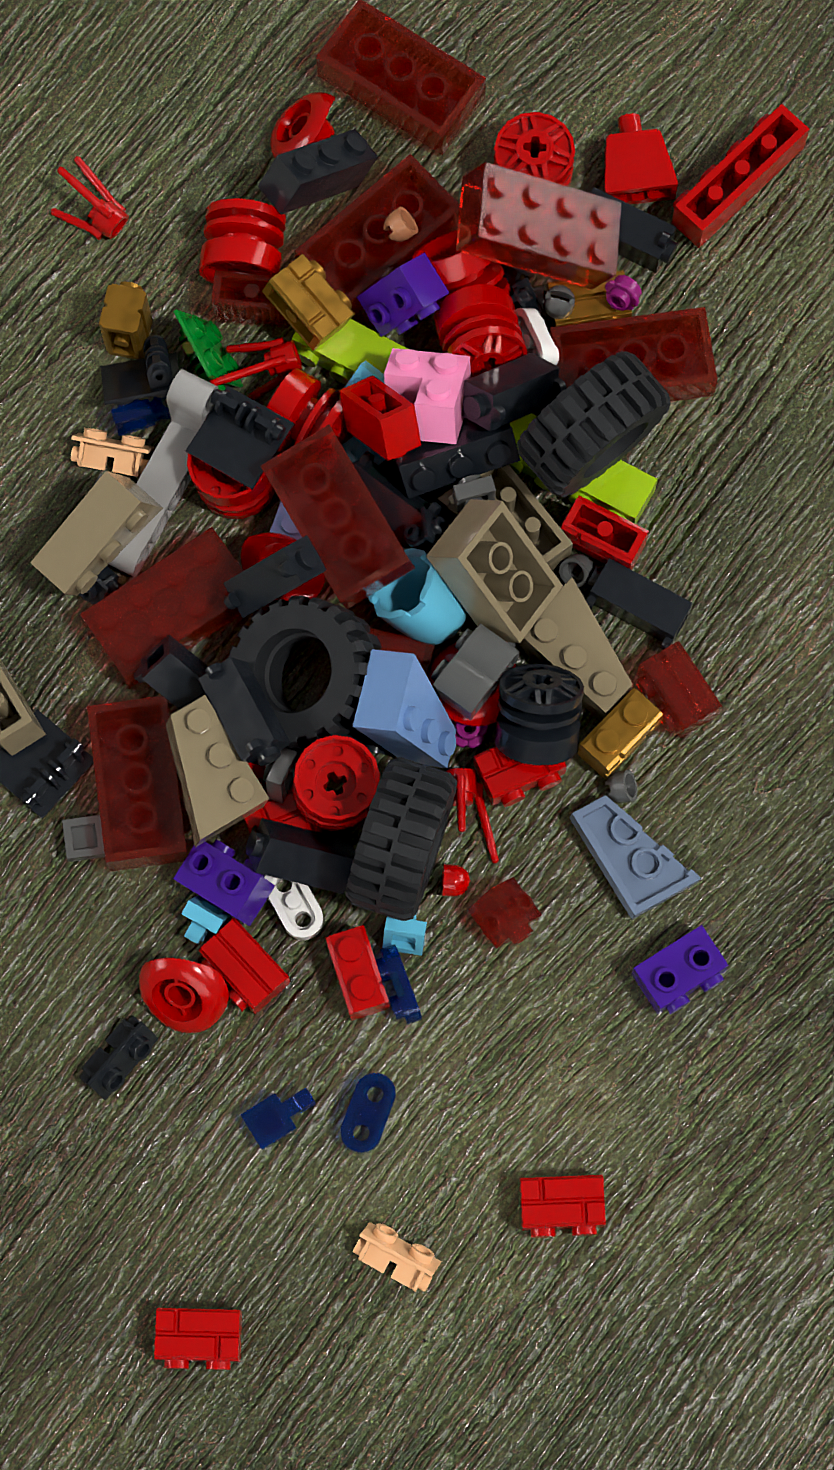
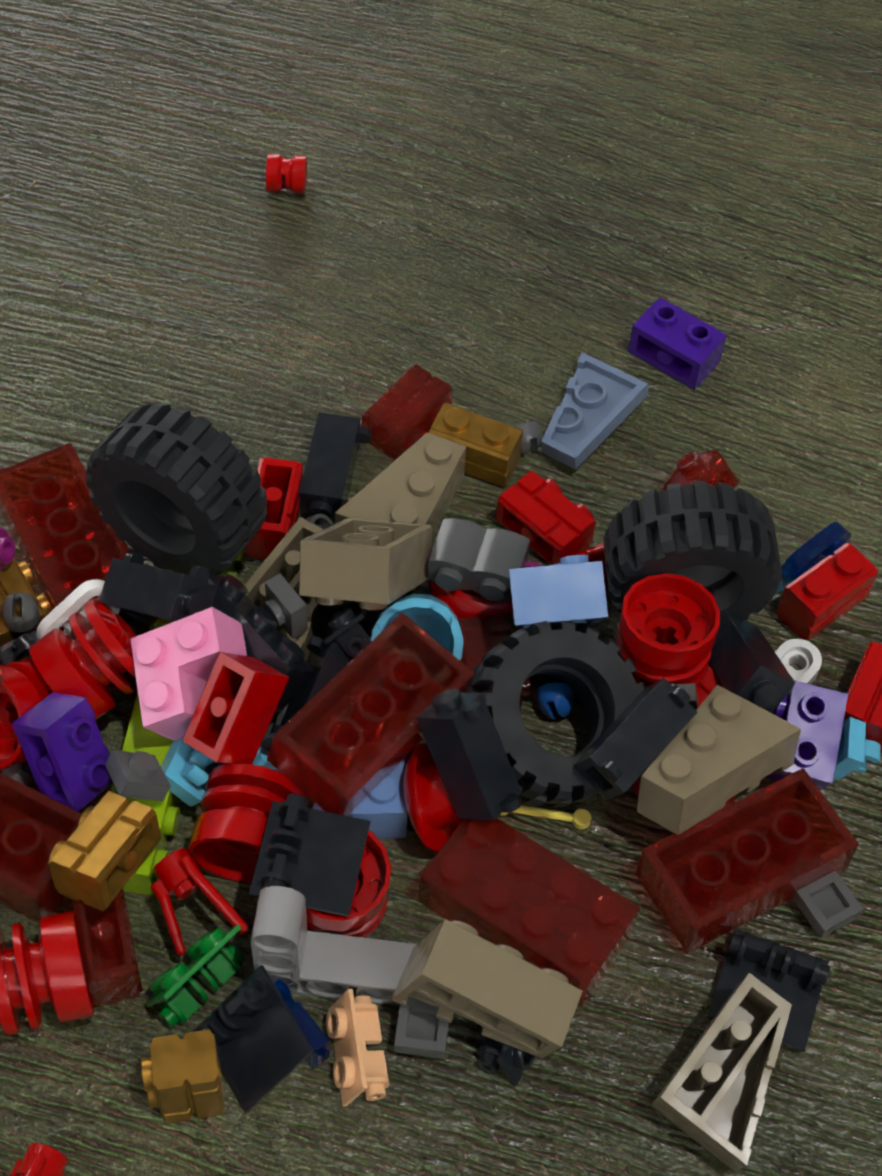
camera: 115 degrees left, 20 degrees down
(173, 672) = (615, 841): black brick -> none
(364, 342) = (137, 775): none -> dark grey plate
(539, 714) = (496, 490): black wheel -> none

